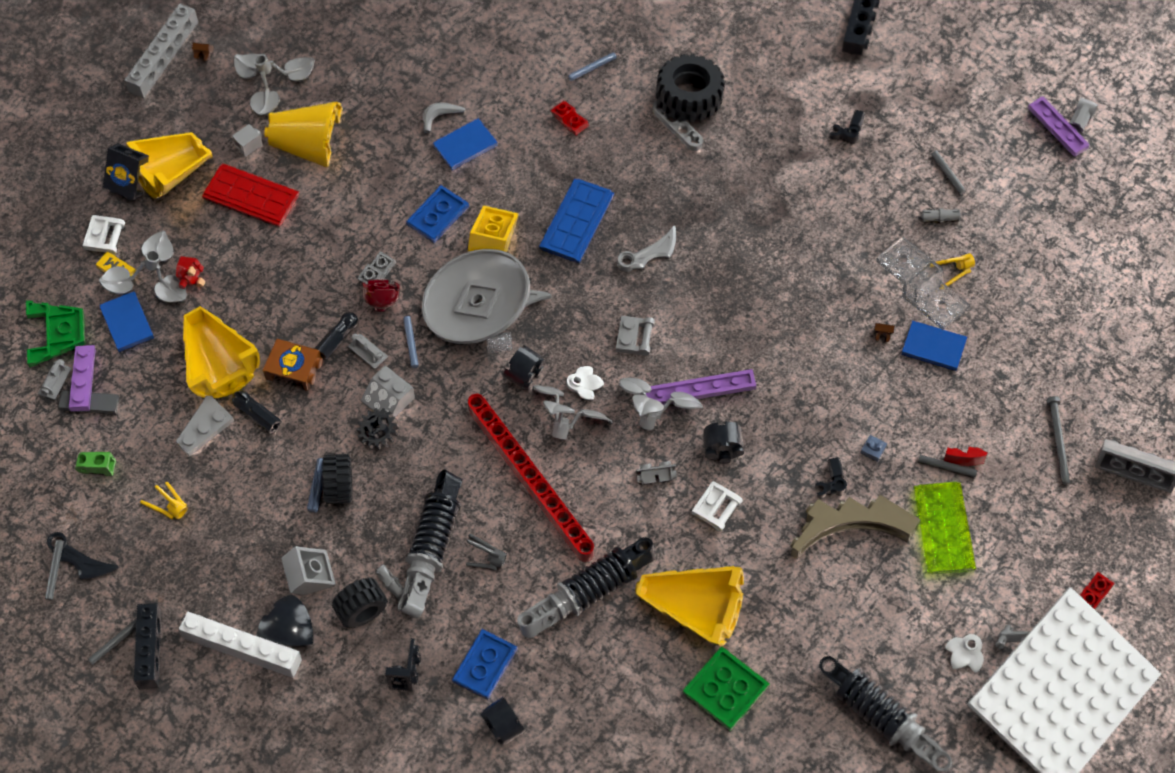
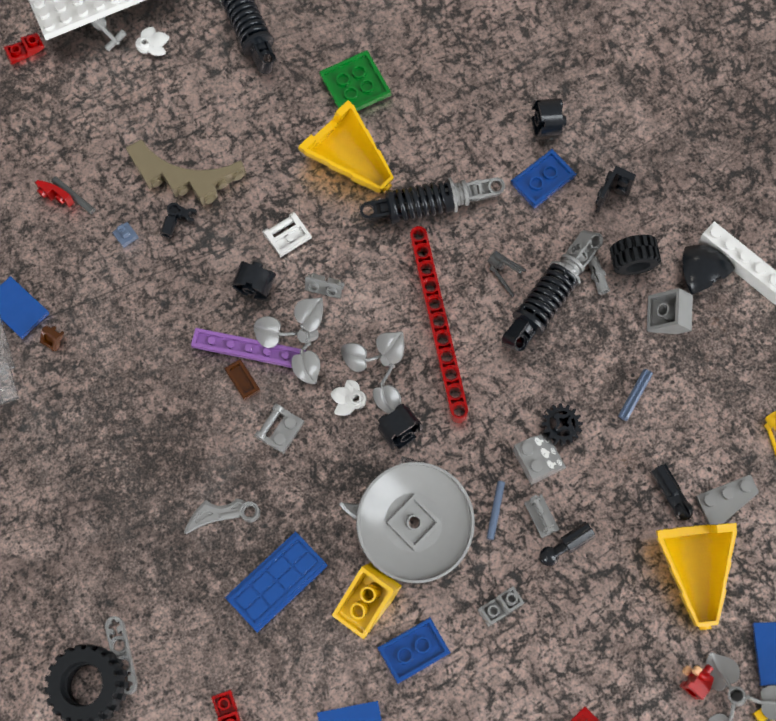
camera: 155 degrees left, 10 degrees up
(293, 363) = (621, 526): dark orange panel -> none
(337, 478) = (617, 379): black tyre -> none
(381, 294) = (507, 569): dark red cylinder -> none
(690, 363) = (242, 379): none -> reddish brown tile
(944, 528) = (107, 144): clear neon green piece -> none

